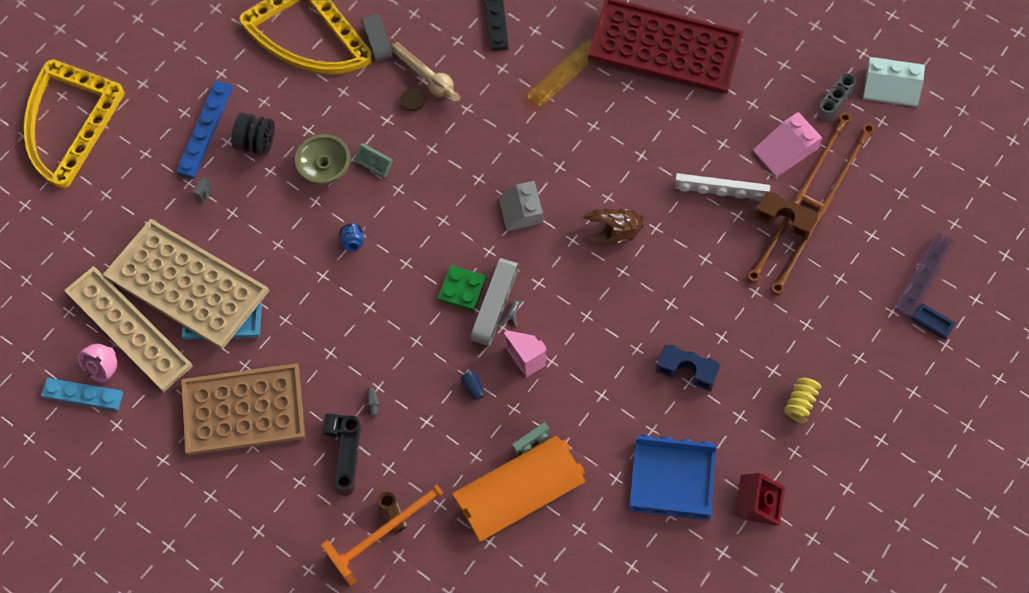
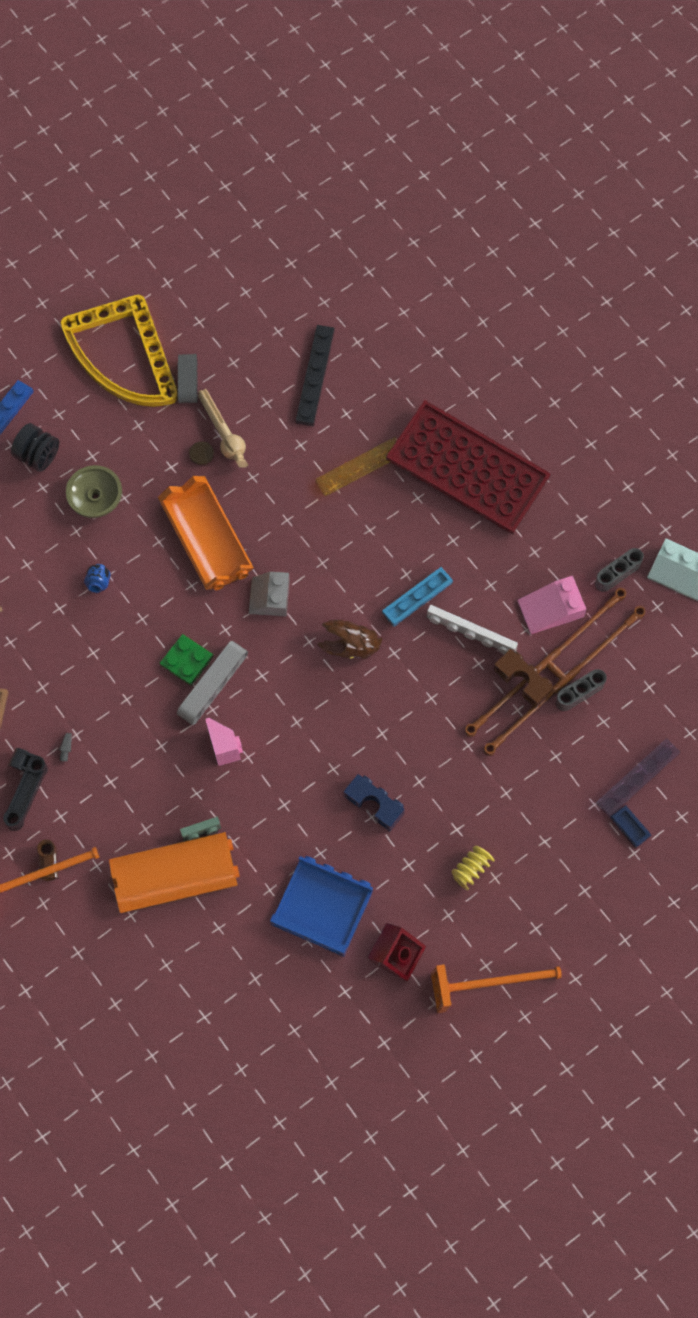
camera: 15 degrees right, 5 degrees up
(373, 160) = (143, 505): sand green plate -> none
(441, 168) = (205, 533): none -> orange cylinder
(472, 384) = (164, 759): dark blue cone -> none
(511, 315) = (224, 700): dark grey bar -> none
(660, 171) = (417, 596): none -> dark azure plate
(819, 521) = (442, 987): none -> orange tile
(844, 204) = (585, 682): none -> dark grey beam

